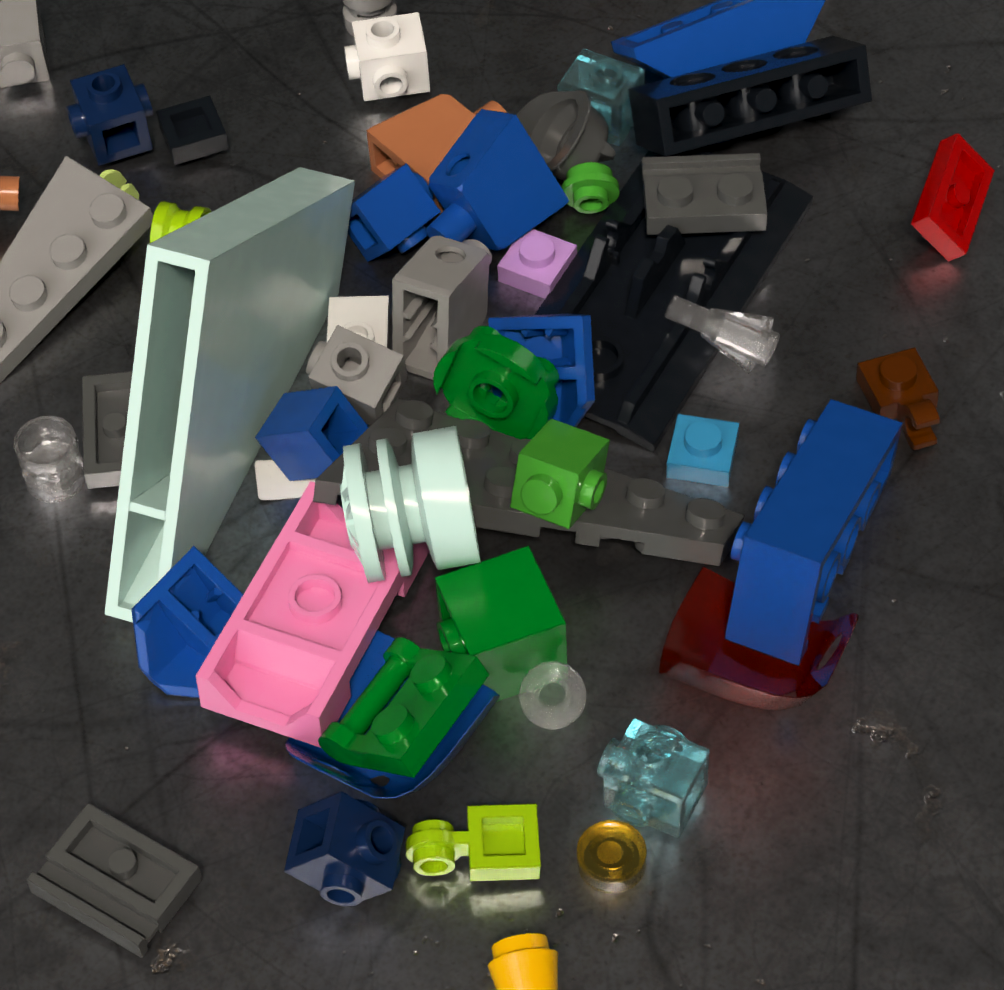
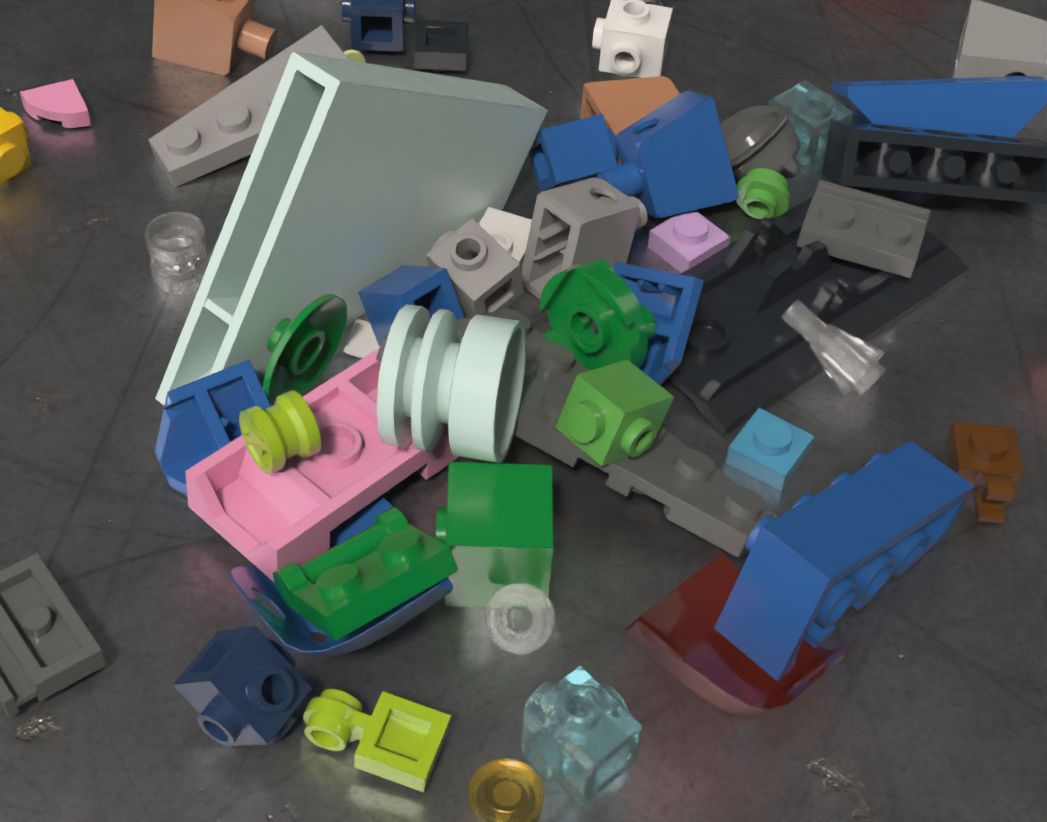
camera: 15 degrees right, 5 degrees down
(231, 514) = (304, 346): none -> green dish
(270, 607) = (280, 432): none -> lime wheel

